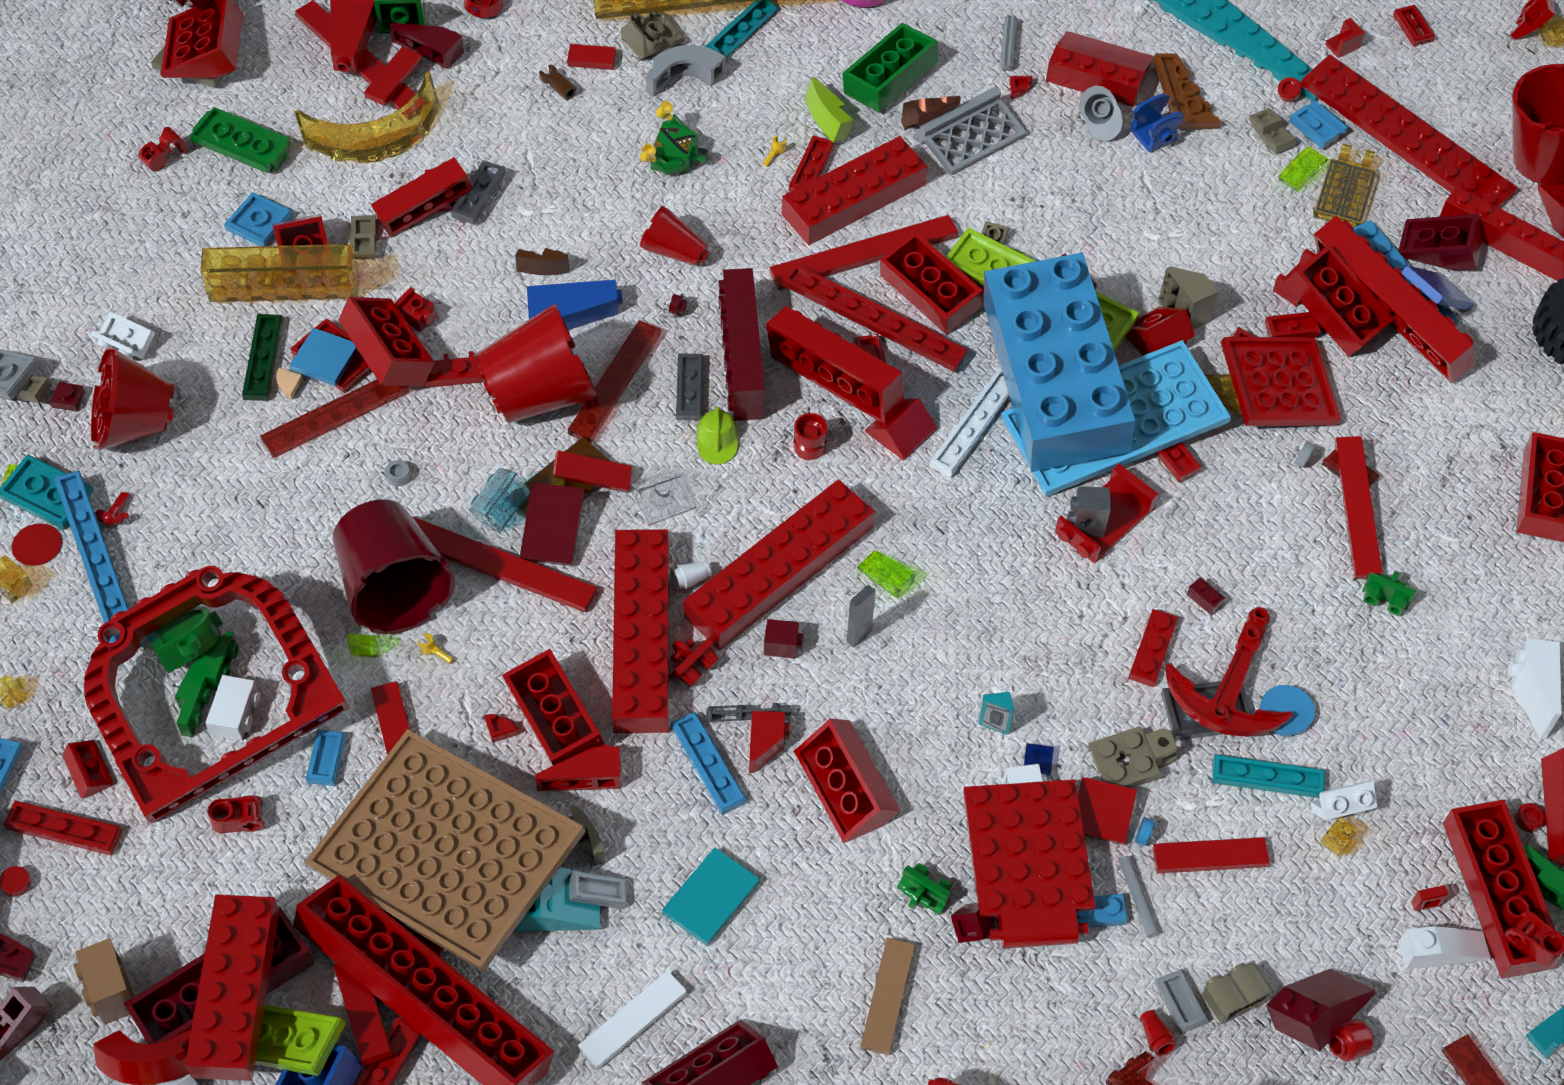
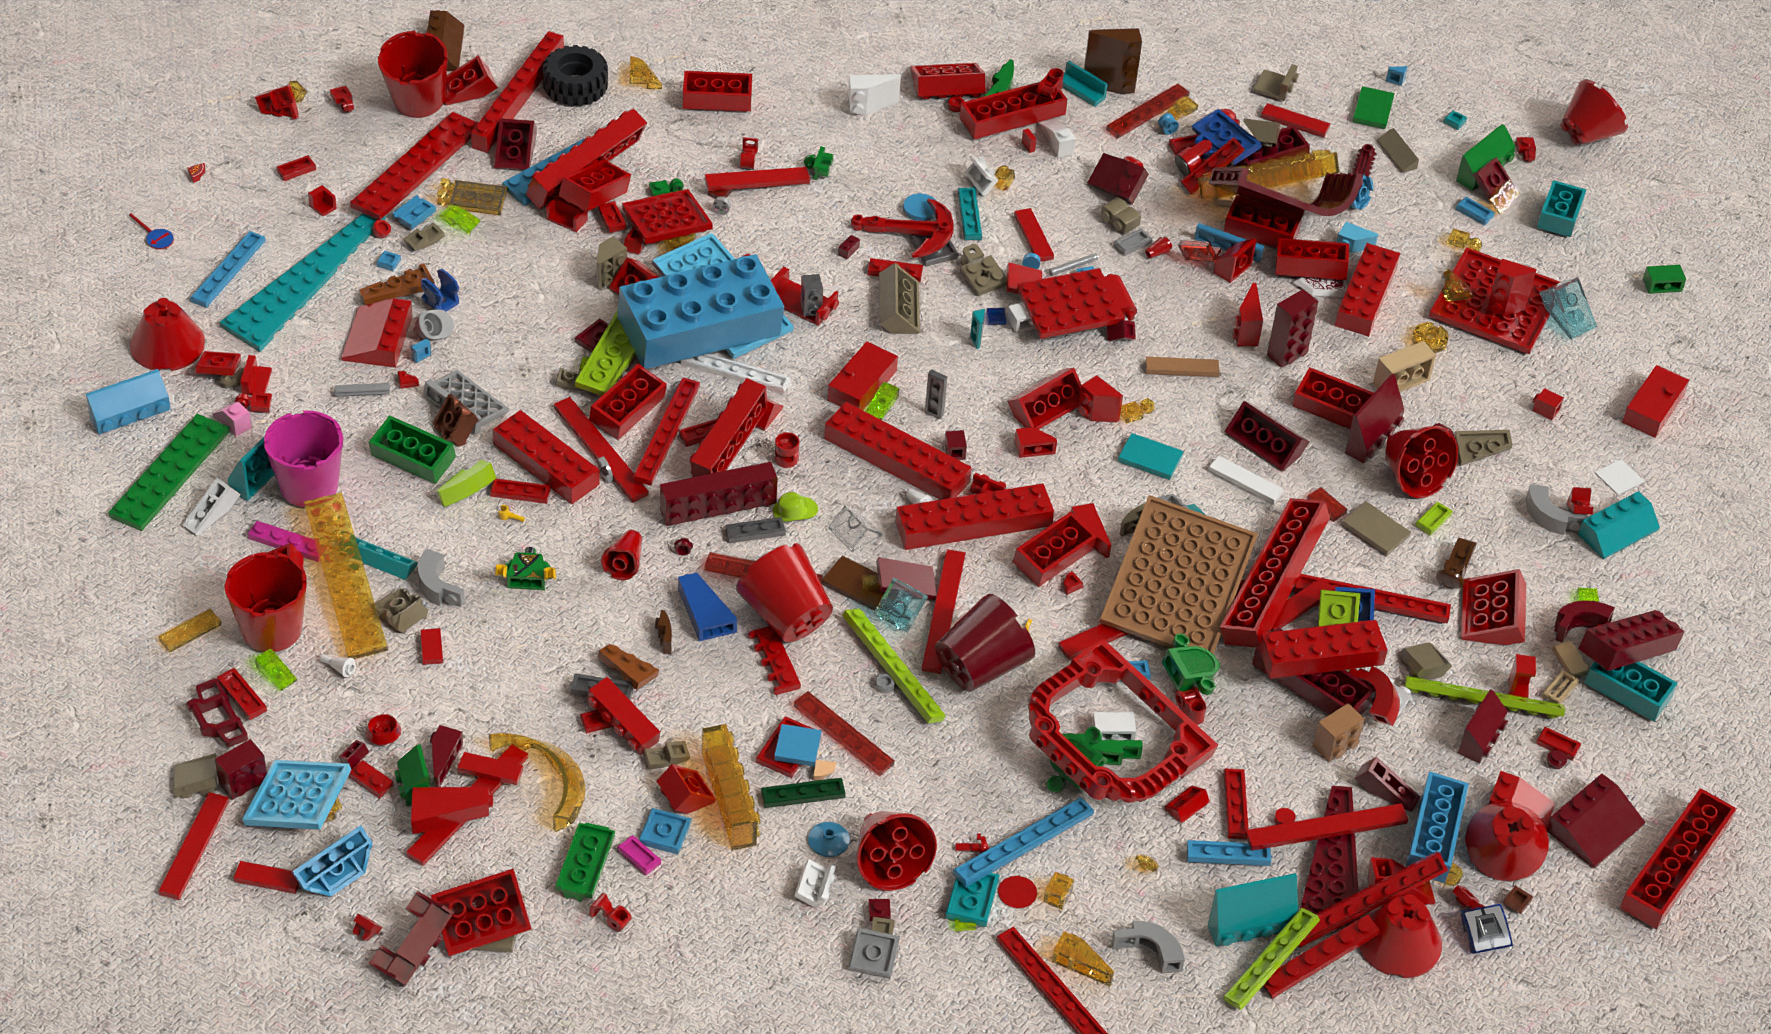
camera: 105 degrees left, 10 degrees down
(190, 378) = (828, 845): none -> dark azure dish
(234, 191) = (639, 855): none -> dark pink tile
(289, 825) = (1190, 666): none -> green piece
(362, 645) = (1039, 665): clear neon green tile -> none
(386, 341) = (780, 699): red brick -> none
(416, 309) = (734, 697): red brick -> none
(421, 482) = (894, 666): none -> lime plate
(500, 219) = (631, 667): none -> dark orange wing
(558, 83) = (468, 661): reddish brown bar -> none
(592, 471) = (856, 561): red tile -> none
(708, 763) = (1061, 469): dark azure tile -> none
(743, 712) = (1016, 460): dark grey piece -> none
(807, 896) = (1133, 412): none -> clear yellow plate
(820, 838) = (1099, 401): none -> red slope
(827, 242) = (605, 470): none -> light grey tile
(924, 890) = (1109, 355): green hips -> none
(932, 551) = (862, 376): none -> red brick
(1061, 99) = (421, 350): none -> dark azure tile
(1079, 633) = (899, 301): none -> dark tan slope
(1233, 93) = (388, 260): none -> dark azure tile
(1350, 394) = (661, 187): none -> green plate
(1402, 505) = (749, 153): none -> red leg
(1437, 288) = (573, 136): blue tile -> none

